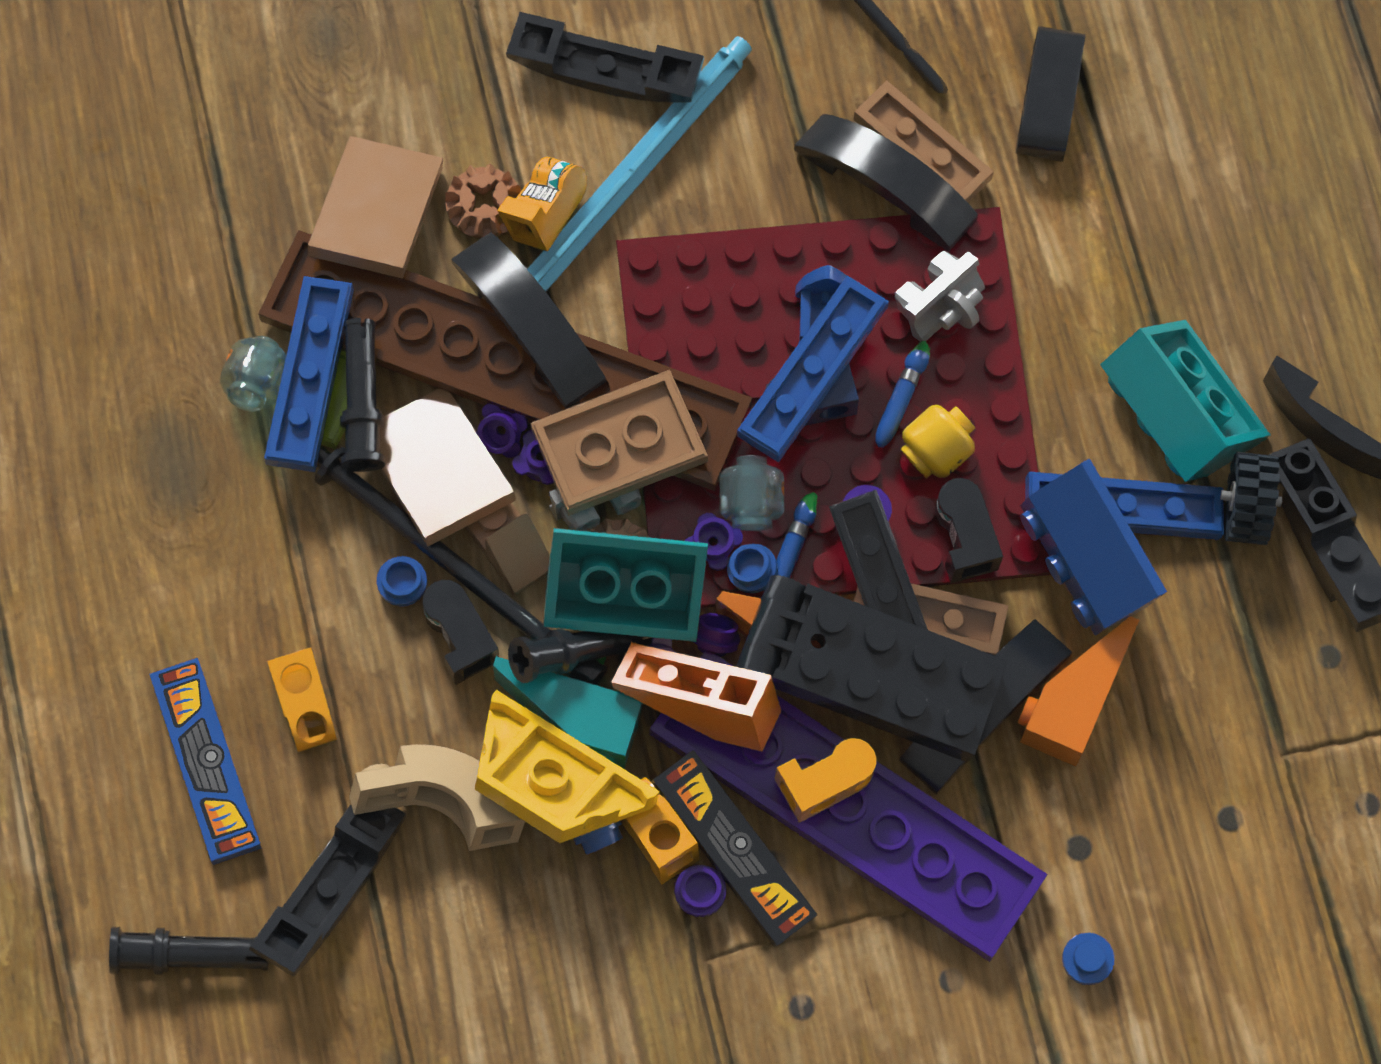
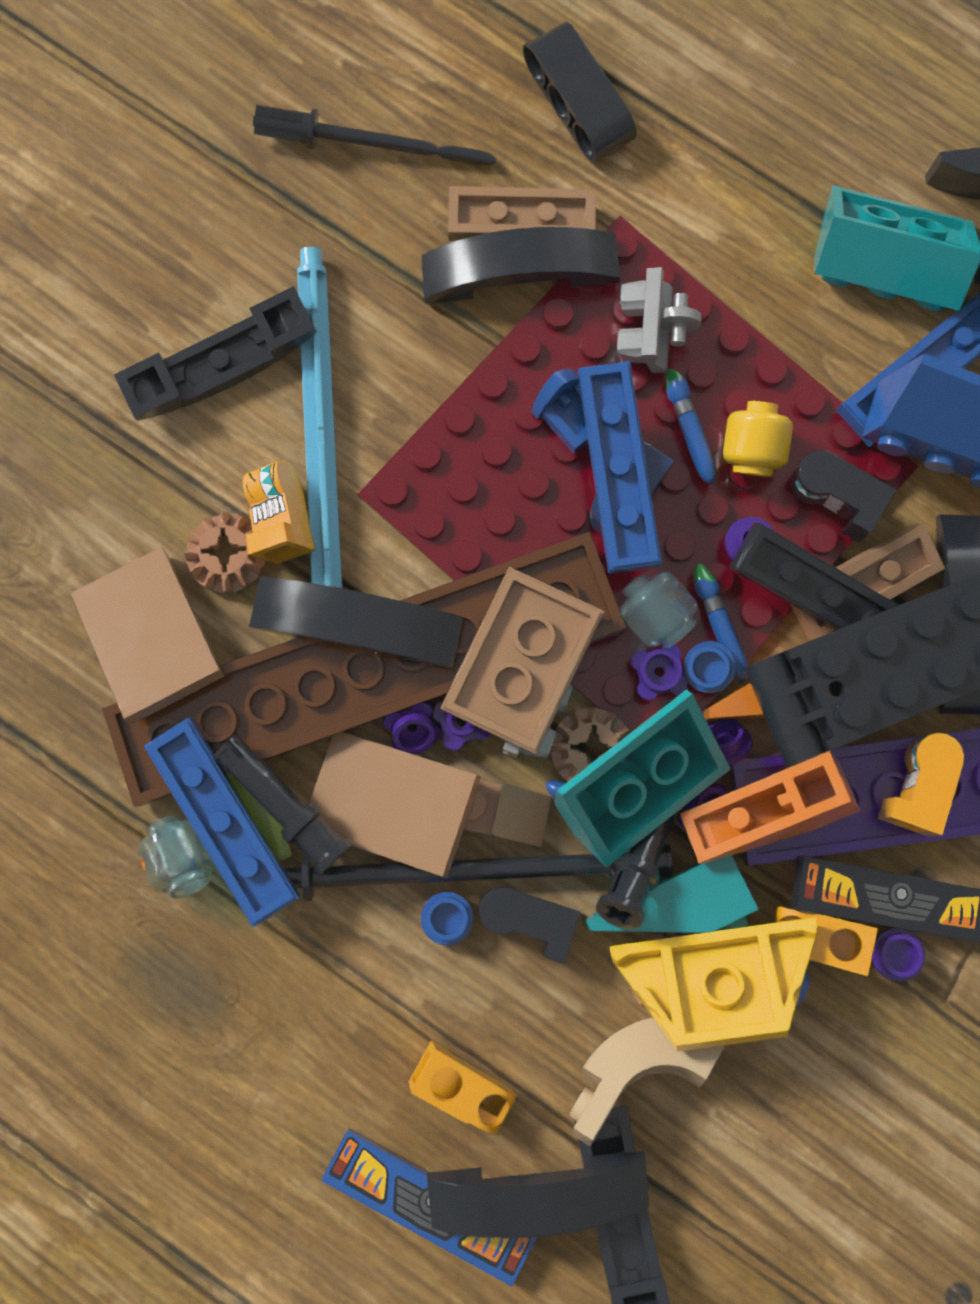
camera: 40 degrees left, 10 degrees up
(290, 811) = (539, 1201): none -> black slope

